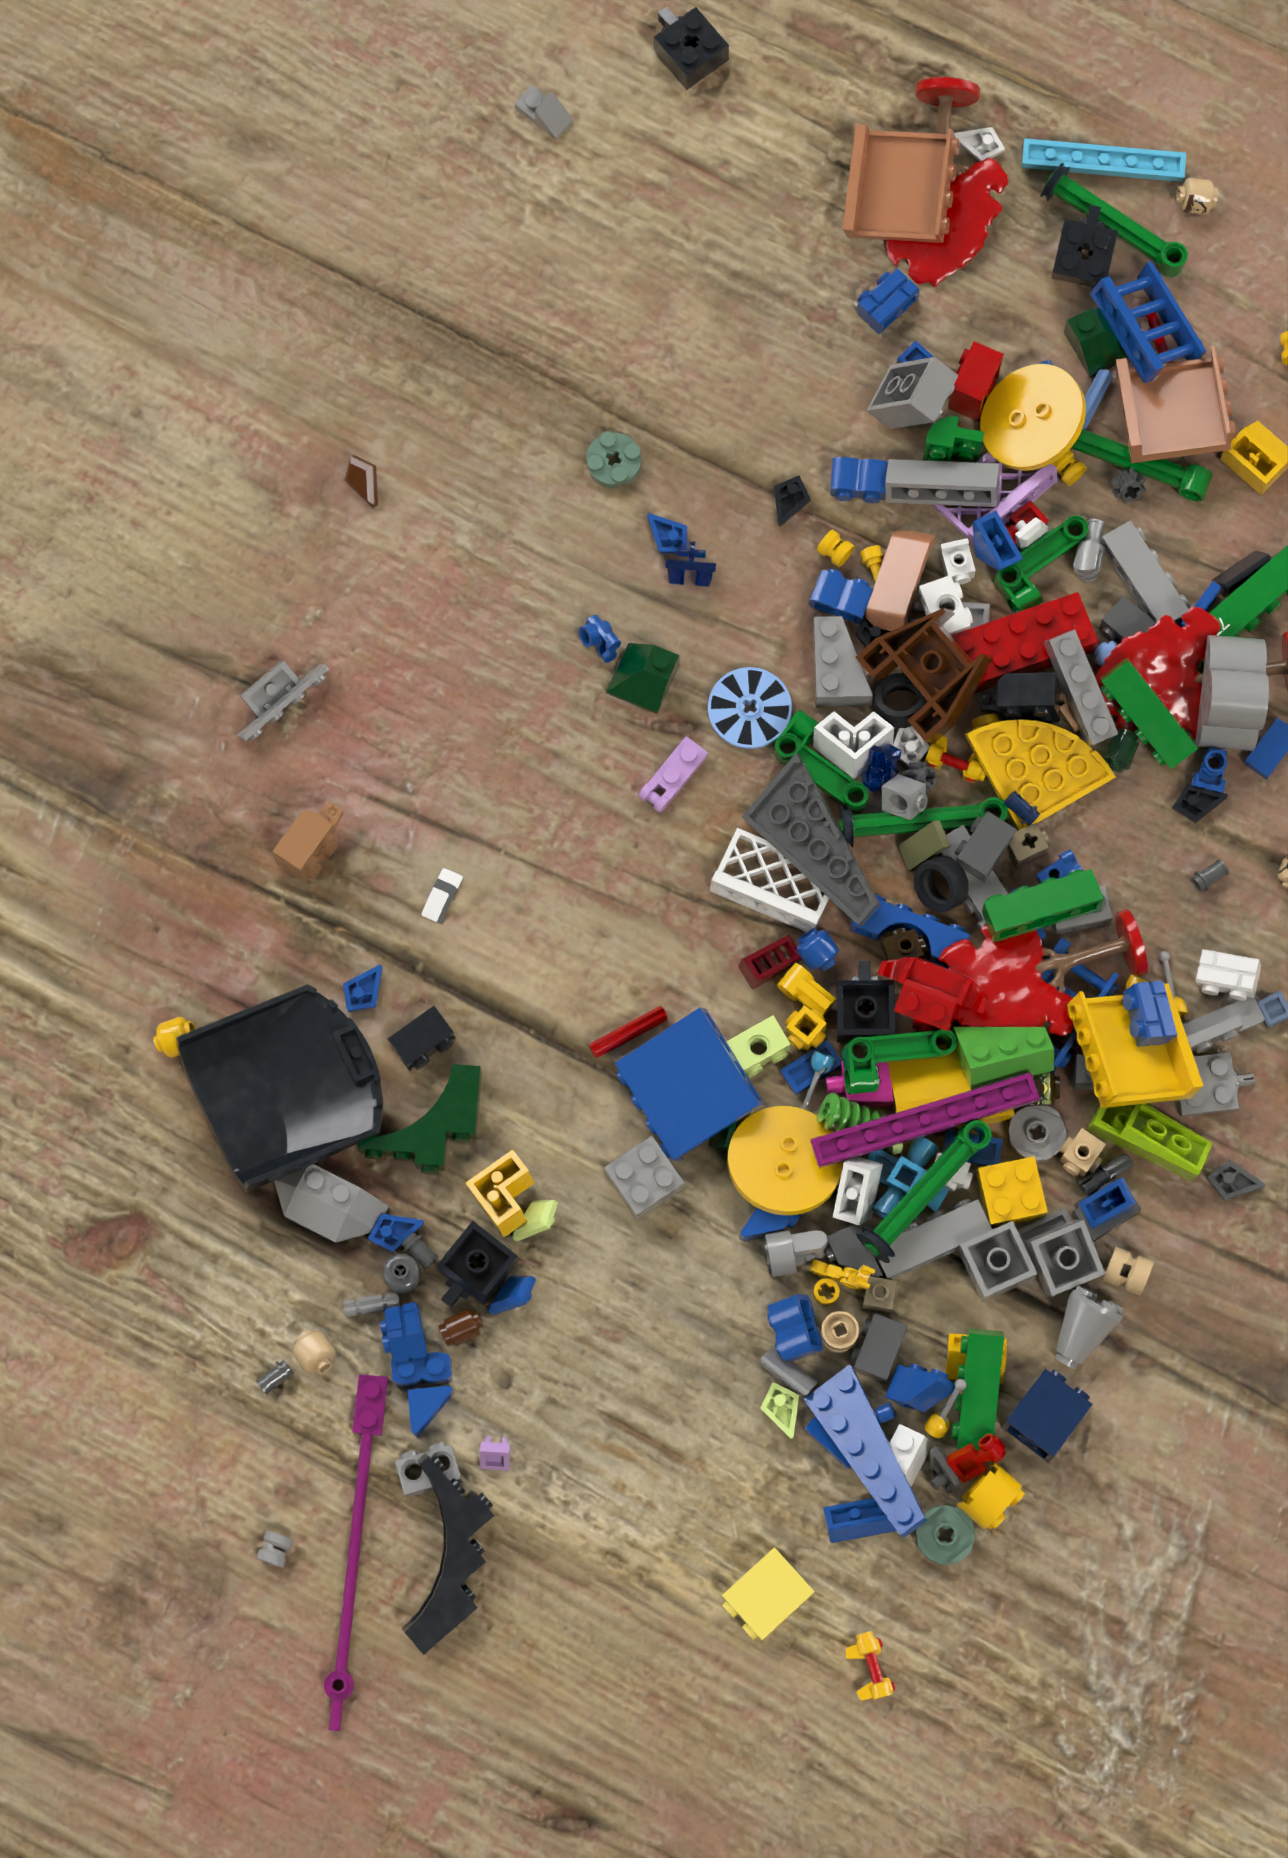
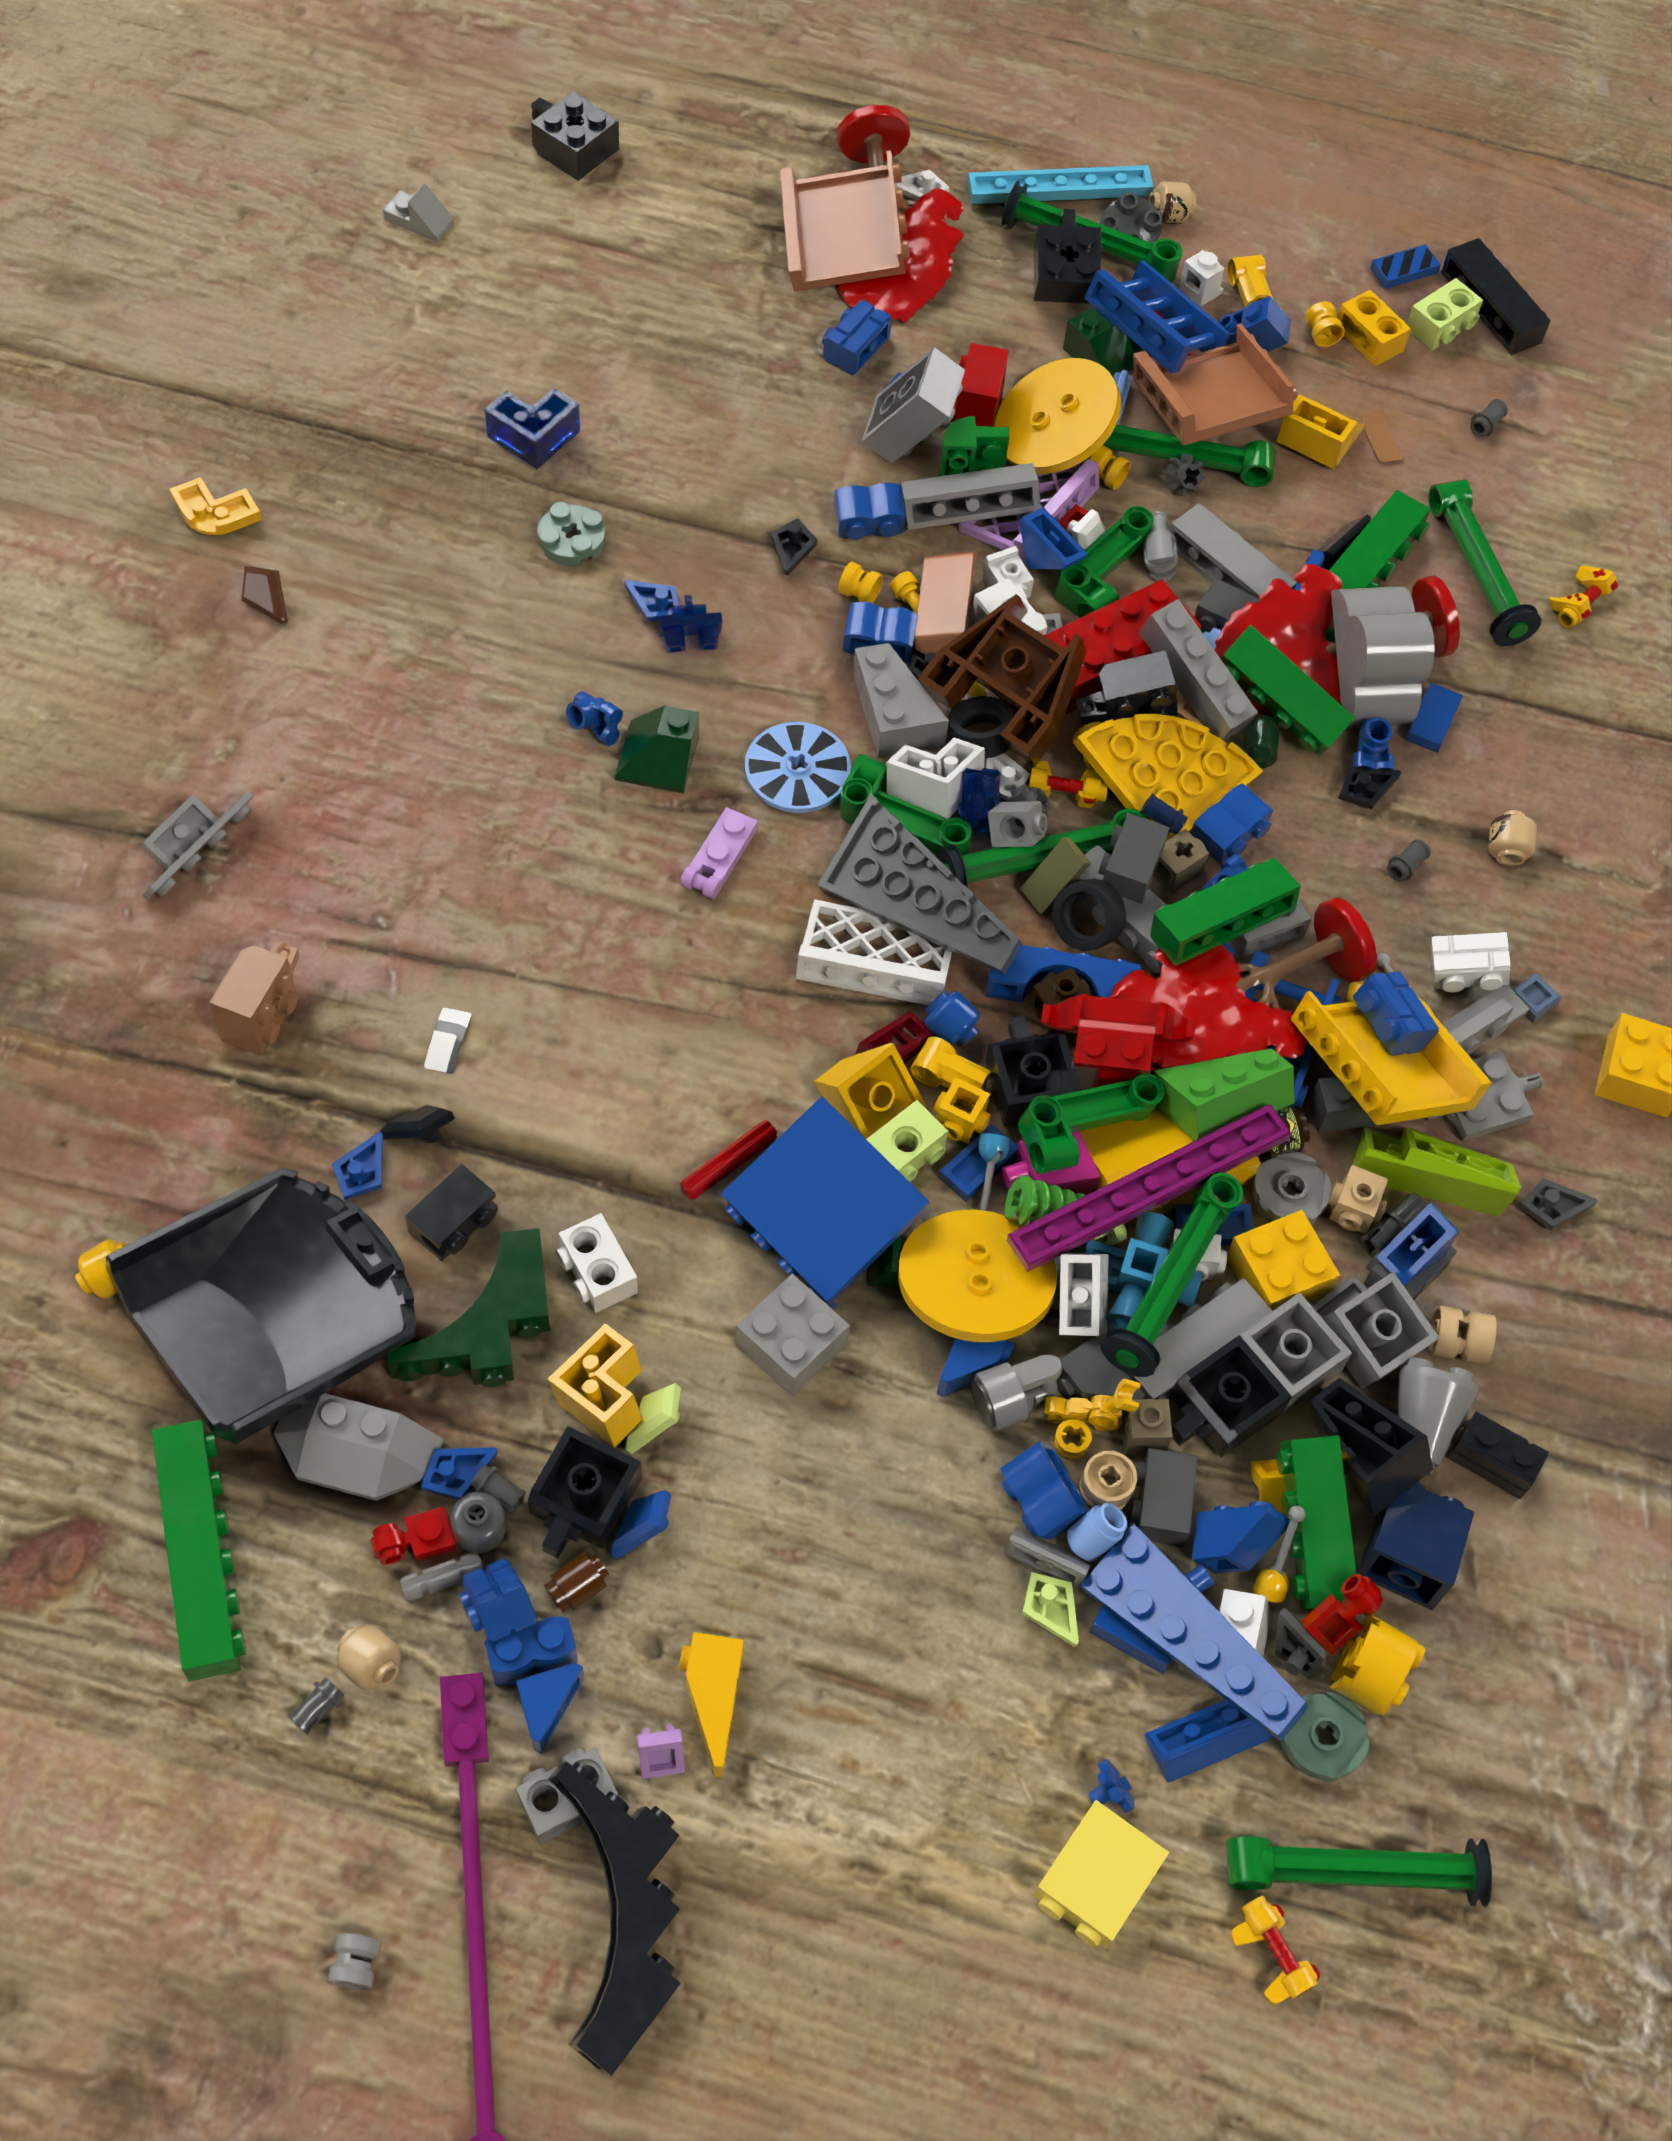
camera: 20 degrees left, 15 degrees down
(211, 1254) = (196, 1550): none -> green brick
(331, 398) = (211, 515): none -> yellow plate
(365, 1271) = (426, 1534): none -> red plate
(409, 964) = (418, 1124): none -> black piece
(523, 1095) = (603, 1261): none -> white brick
(538, 1414) = (712, 1682): none -> yellow slope
(600, 360) = (535, 430): none -> clear blue brick
(742, 999) = (869, 1088): none -> yellow slope
(791, 1540) = (1112, 1787): none -> blue plant
(823, 1364) = (1097, 1531): none -> light blue brick
(875, 1610) = (1257, 1864): none -> green piece
(936, 1302) = (1207, 1401): none -> black hinge
(1030, 1344) = (1378, 1448): none -> black wedge
(1077, 819) = (1232, 823): none -> blue brick
(1125, 1364) = (1498, 1455): none -> black brick
(1156, 211) = (1133, 217): none -> dark grey dish
(1200, 283) = (1204, 269): none -> white brick
(1234, 342) = (1263, 320): none -> blue slope
(1243, 288) = (1249, 276): none -> yellow piece

